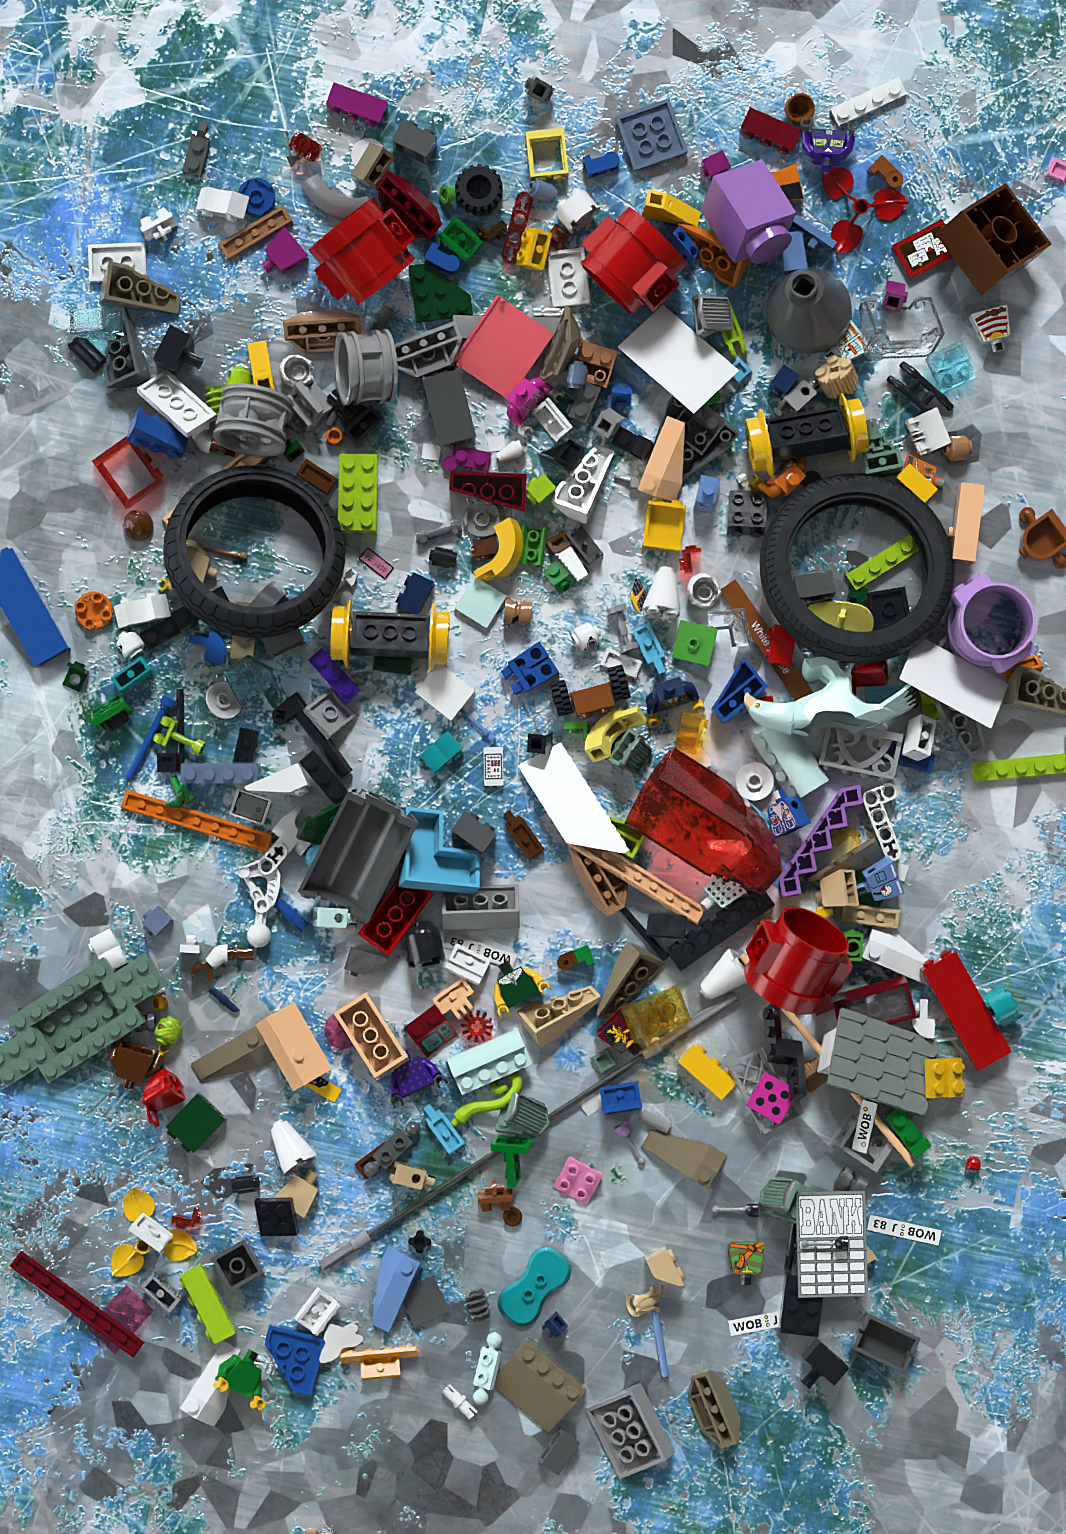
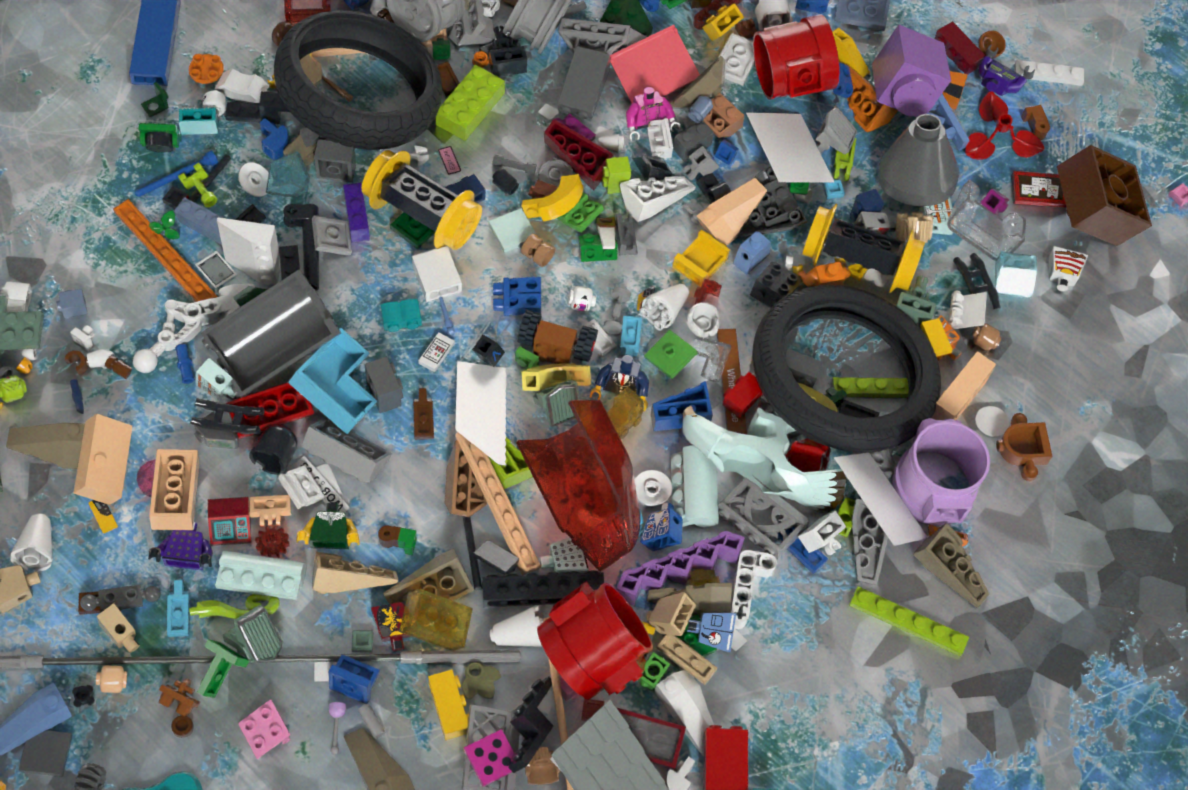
camera: 30 degrees right, 25 degrees down
(363, 958) = (220, 408): none -> black piece
(433, 1216) = (111, 679): none -> light nougat head
(720, 1037) = (481, 683): none -> olive plate
(1003, 528) = (992, 421): none -> white sticker

